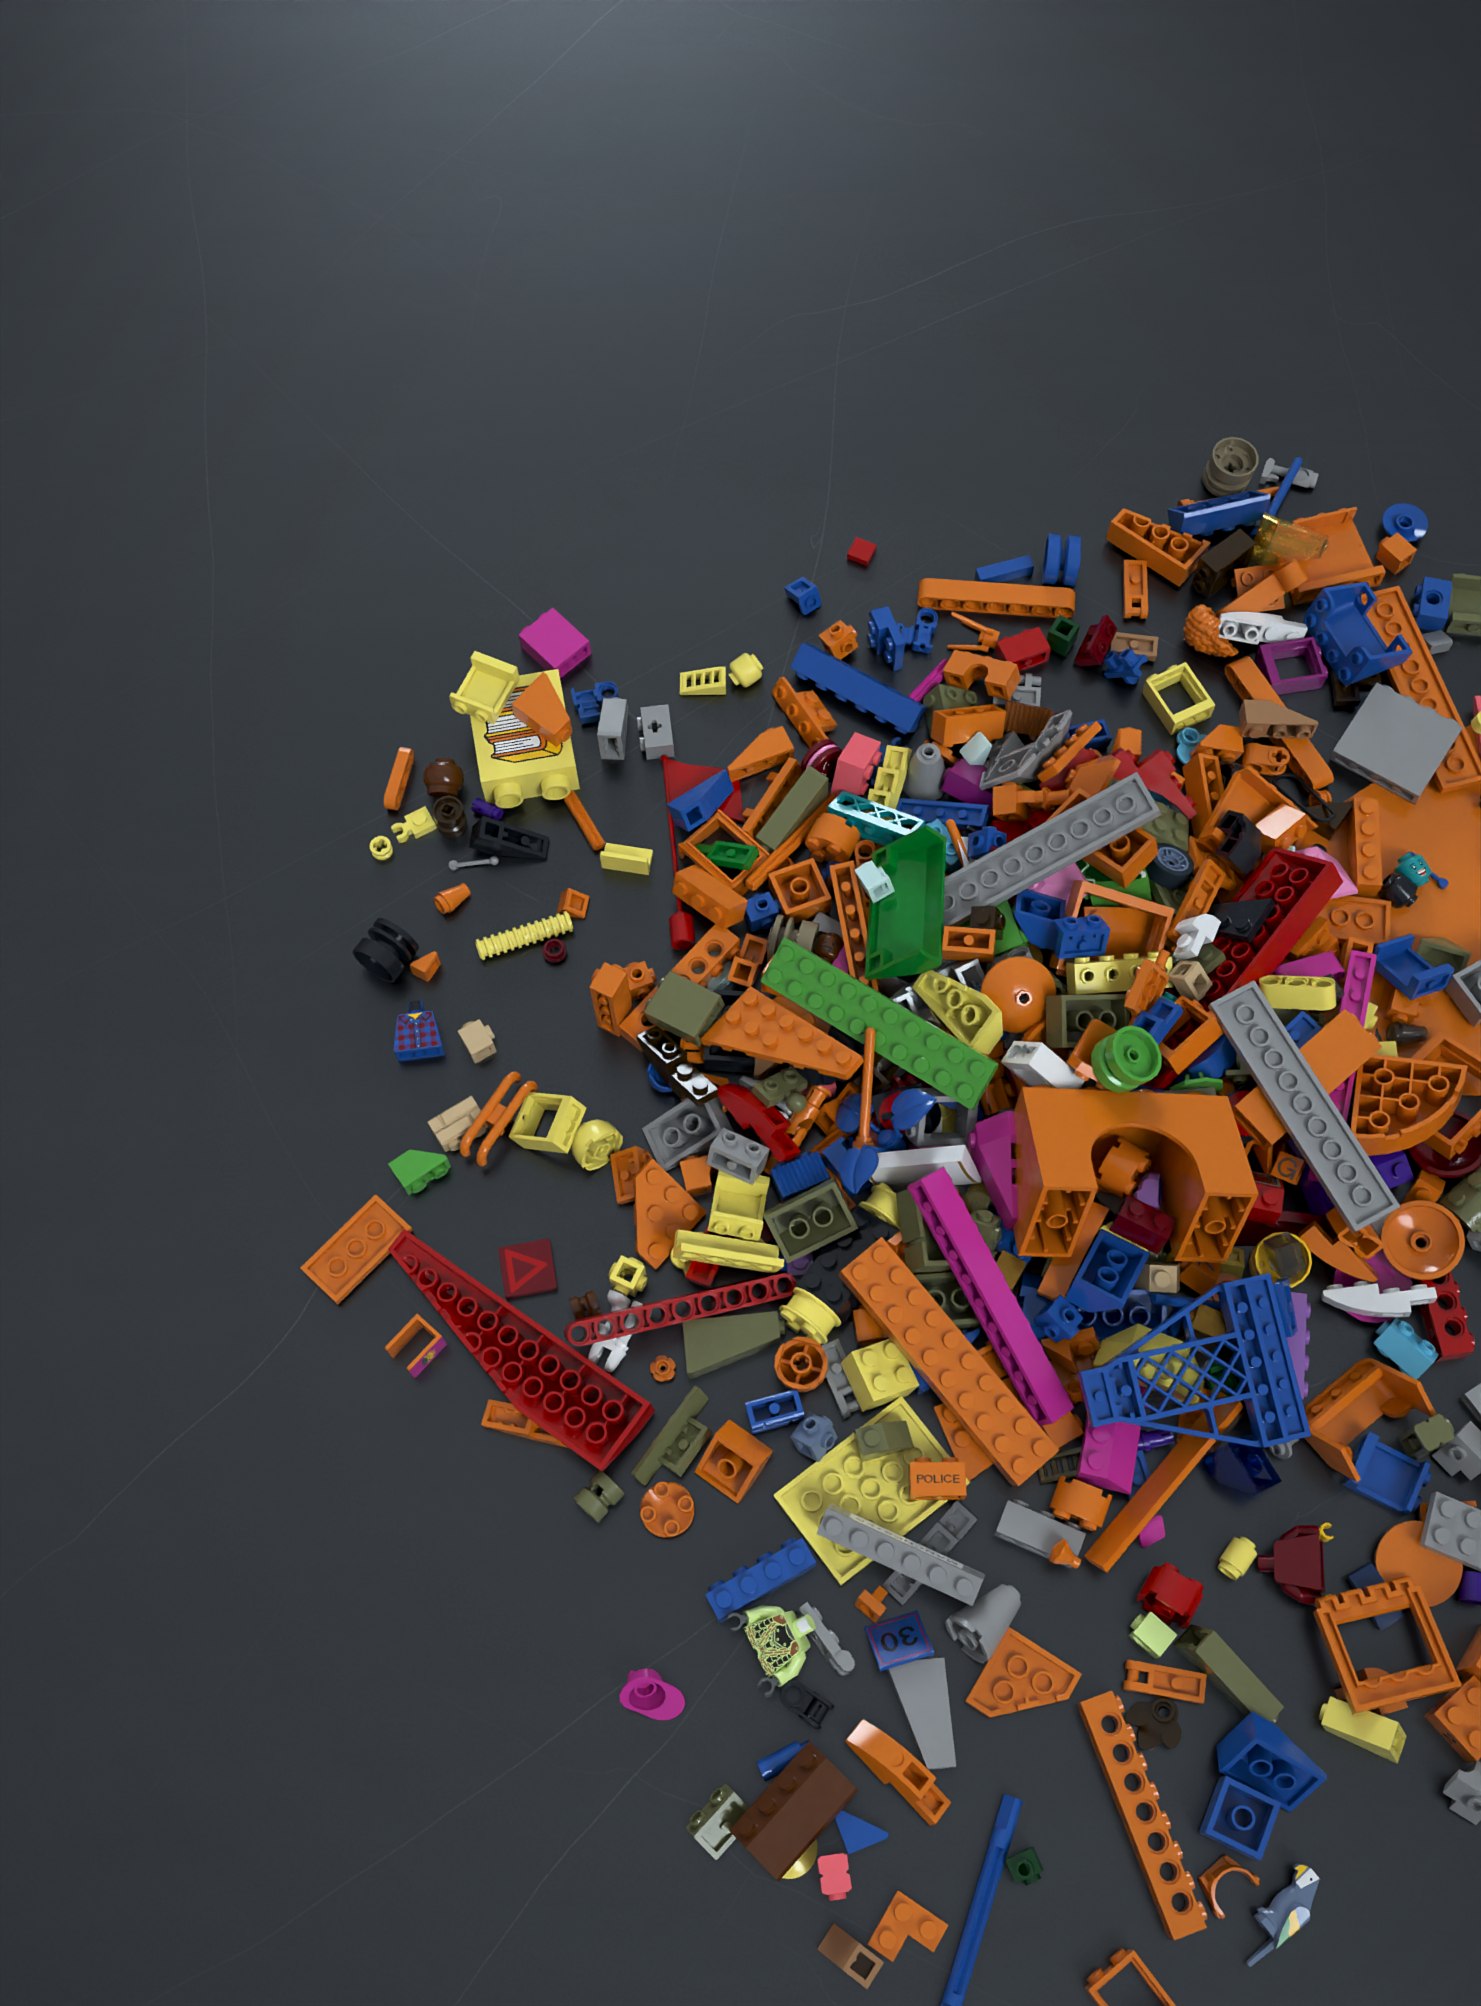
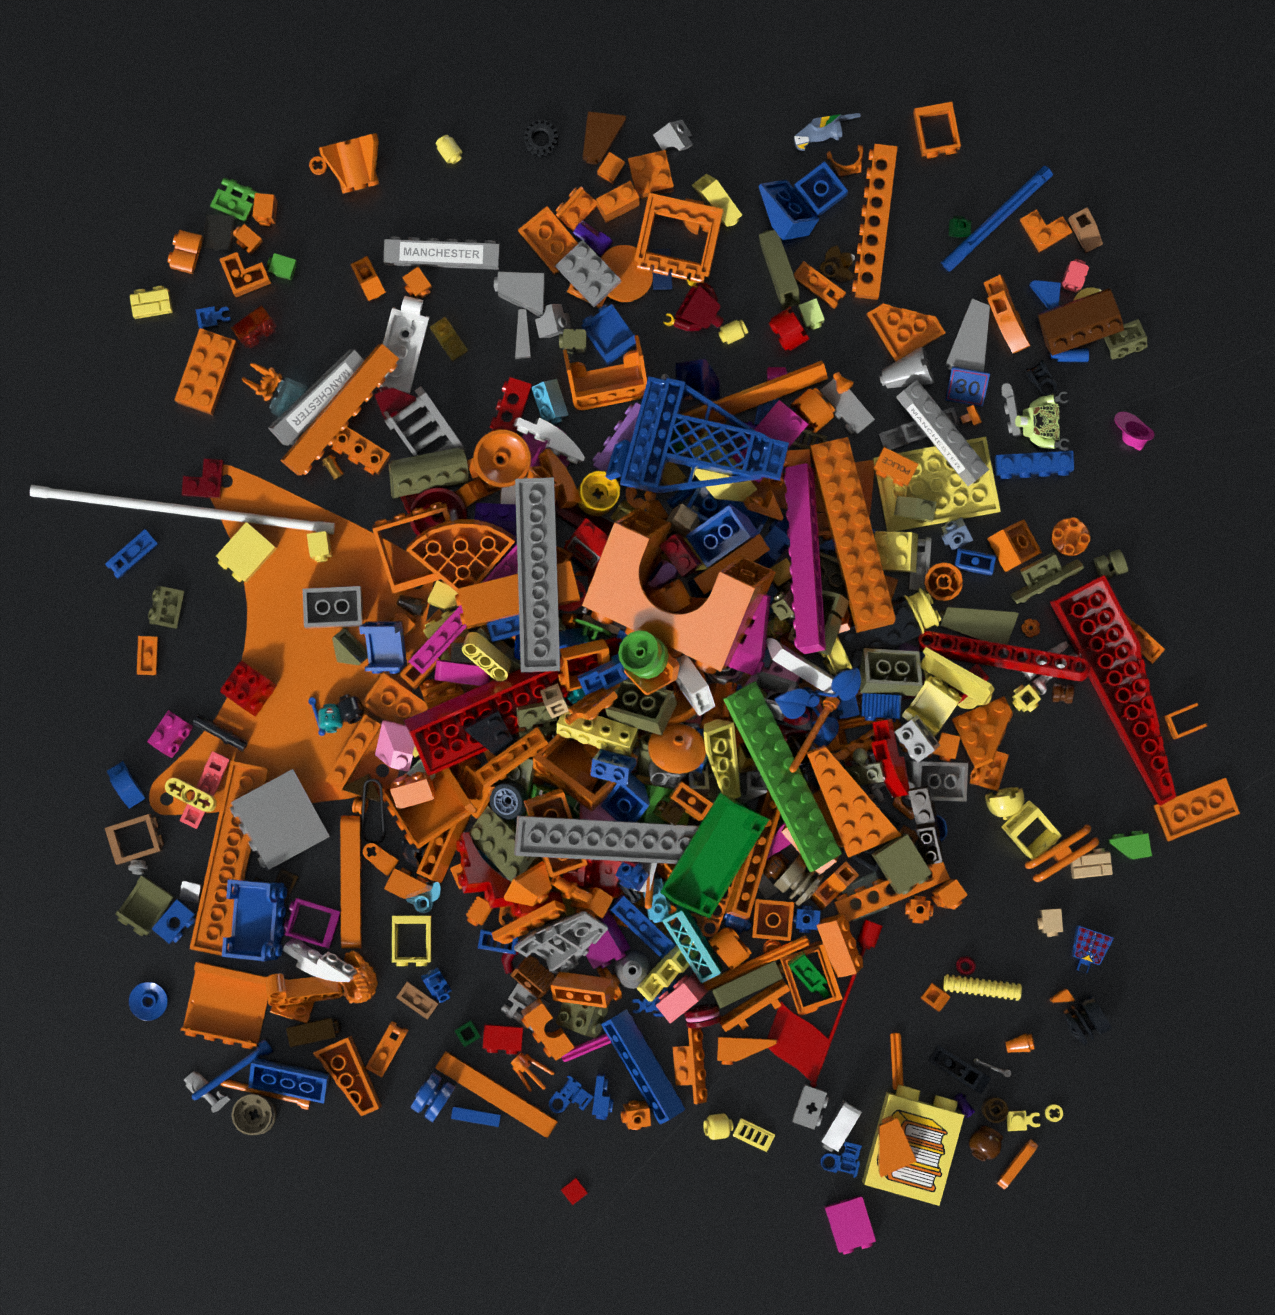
camera: 155 degrees left, 20 degrees up
(485, 688) = (928, 1189): light yellow panel -> none
(527, 1269) = (1088, 739): dark red tile -> none
(626, 858) = (880, 1014): light yellow panel -> none
(701, 801) = (809, 1026): blue slope -> none
(804, 594) = (640, 1173): blue bracket -> none
(874, 881) = (725, 888): light aqua brick -> none
(976, 749) = (588, 965): light aqua slope -> none
(1059, 1319) = (767, 523): blue brick -> none
(1096, 643) = (445, 1015): dark red bracket -> none
(1177, 1301) = (683, 500): blue bar -> none
(1194, 934) = (528, 733): white brick -> none
(1242, 844) = (453, 784): black brick -> none
(1269, 719) = (365, 882): medium nougat slope -> none
(1284, 1255) = (599, 491): clear smoke brick -> none
(1285, 540) = (256, 1022): clear yellow slope -> none
(1288, 1168) = (562, 547): orange tile -> none
(1395, 553) = (172, 979): orange brick -> none

